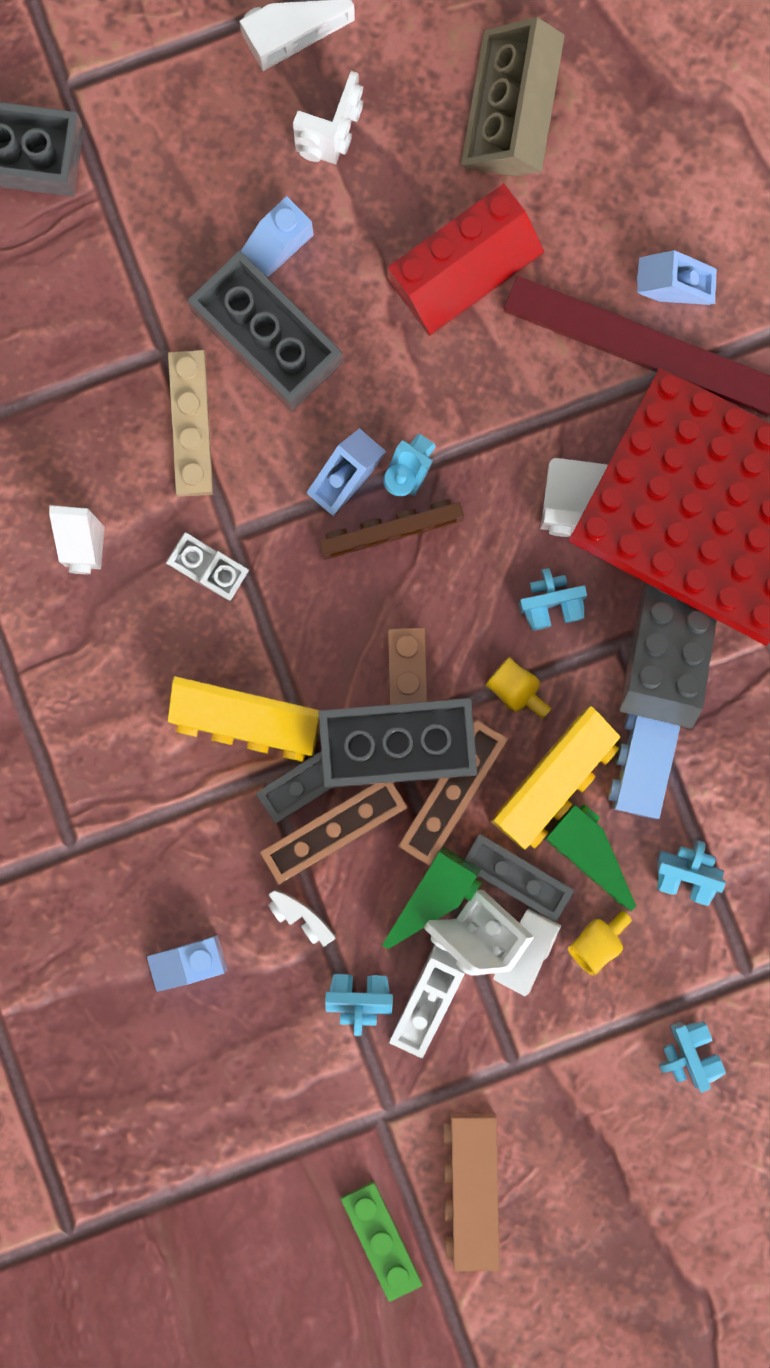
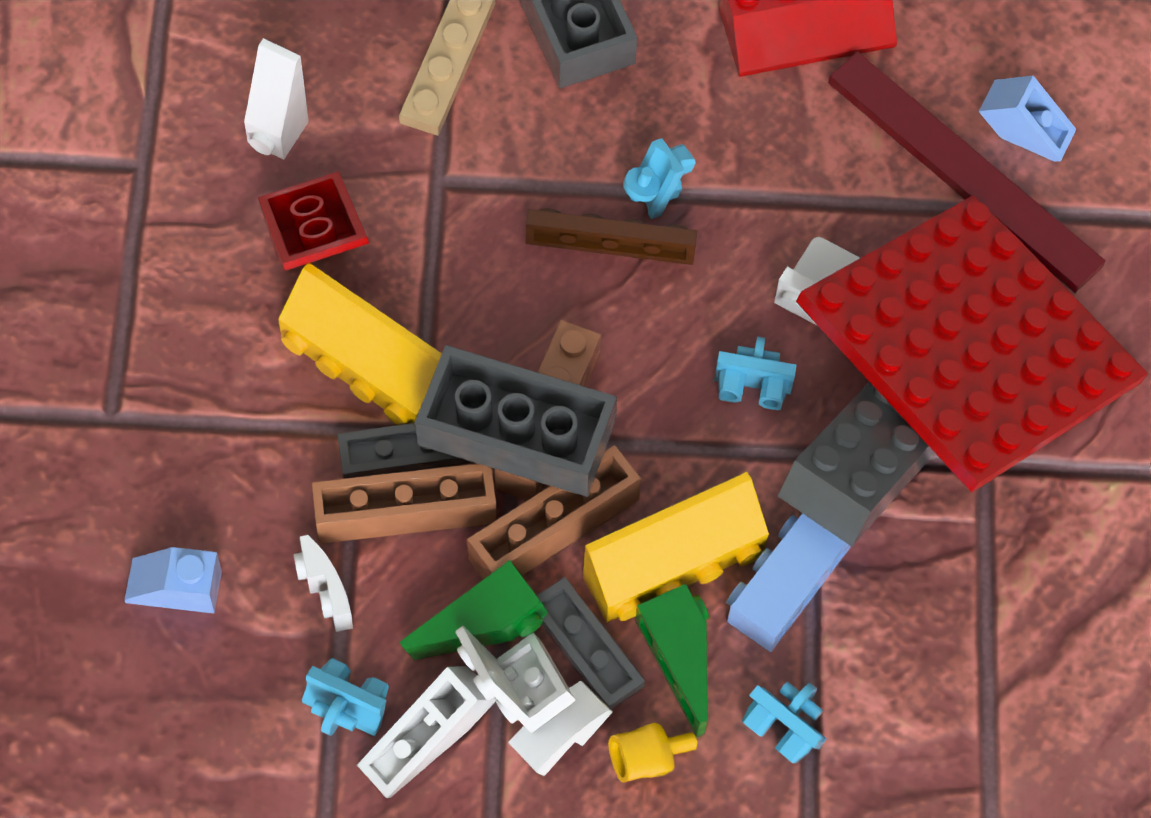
camera: 20 degrees right, 20 degrees down
(159, 635) = (312, 221): none -> red slope
(207, 566) = (396, 197): white slope -> none
(346, 471) = (589, 161): light blue slope -> none
(517, 688) = (676, 448): yellow piece -> none

